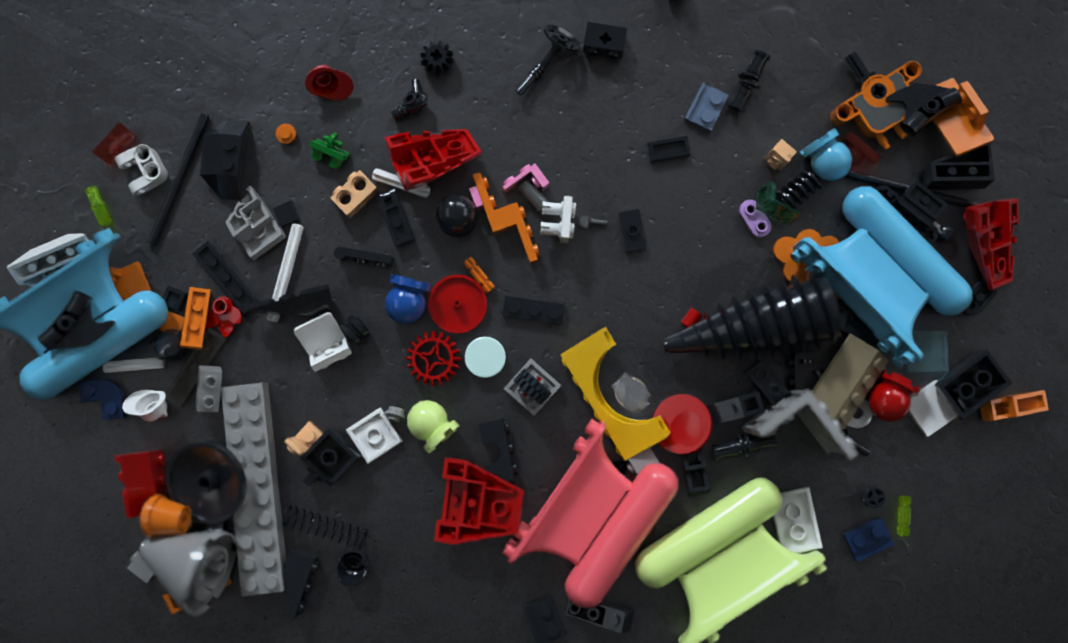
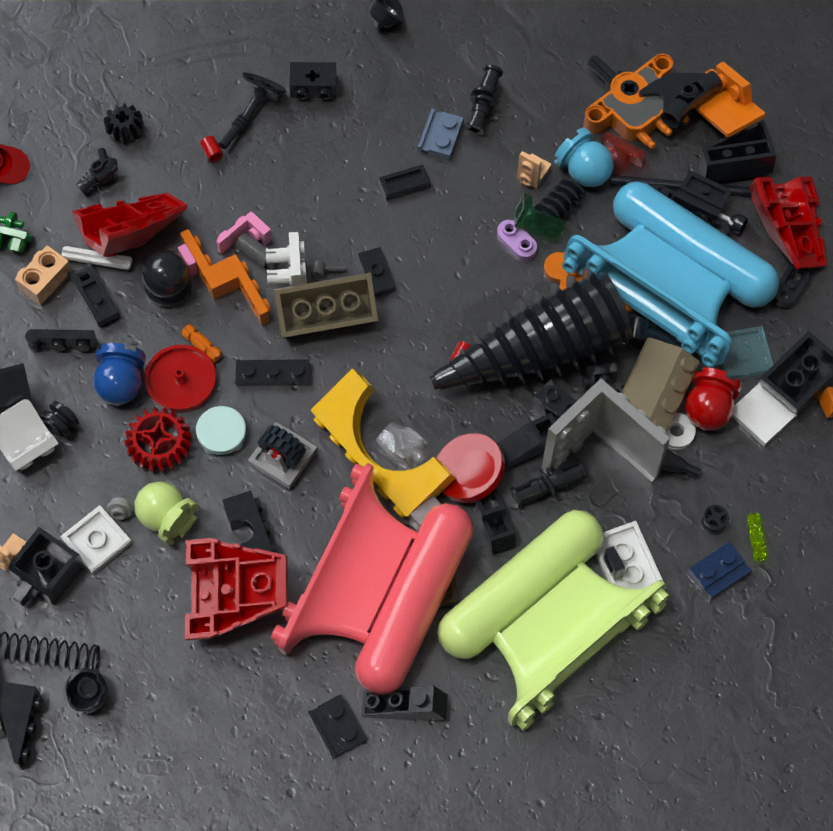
camera: 10 degrees left, 20 degrees down
(509, 93) = (211, 148): none -> red hinge
(586, 265) = (325, 305): none -> dark tan slope
(785, 525) = (613, 562): none -> black tile

